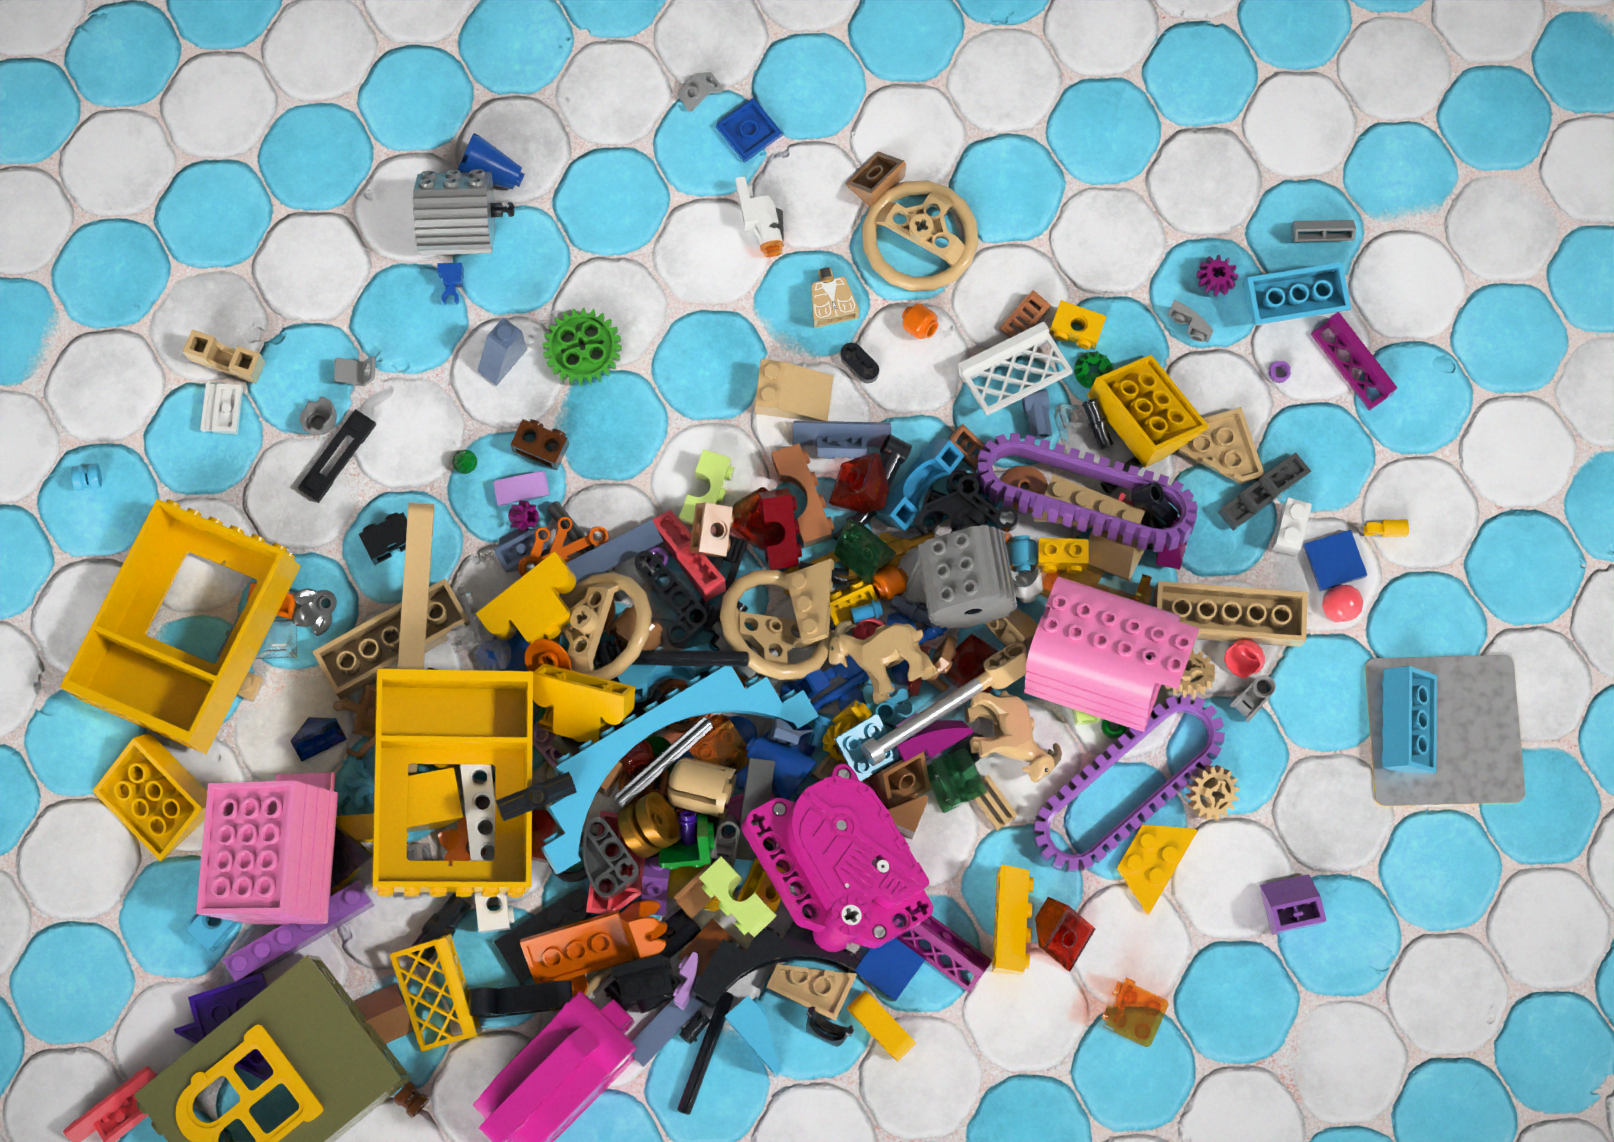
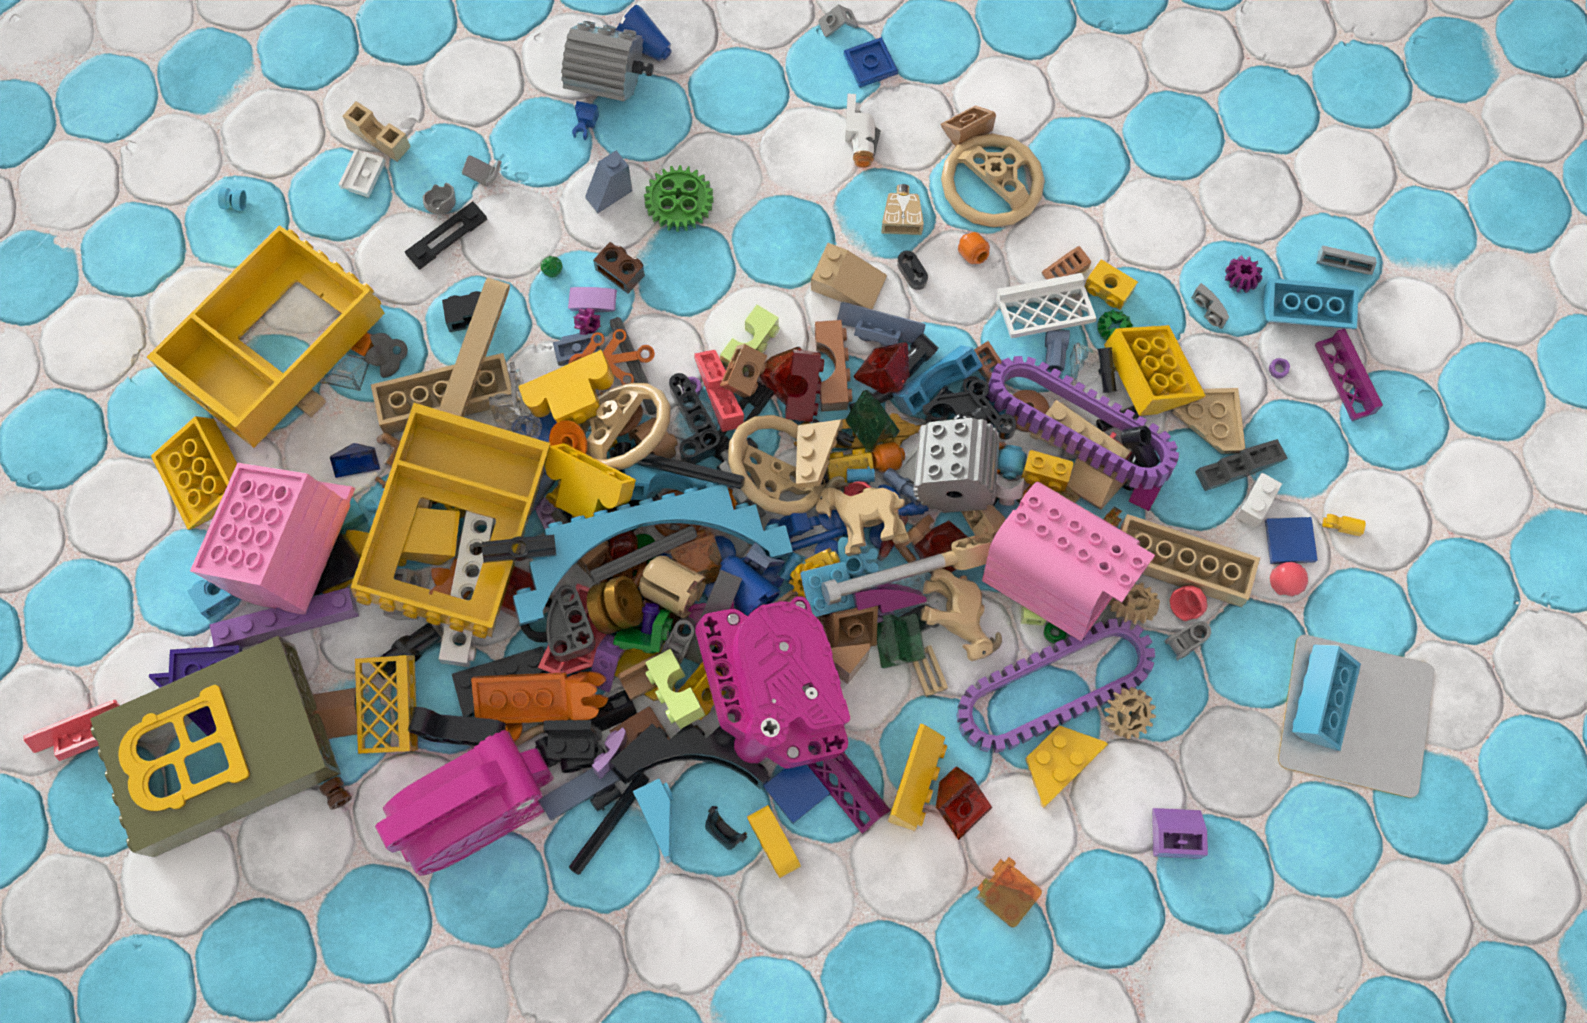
camera: 15 degrees right, 5 degrees down
(616, 551) = (656, 370): sand blue tile -> none
(812, 987) = (719, 789): tan wing -> none

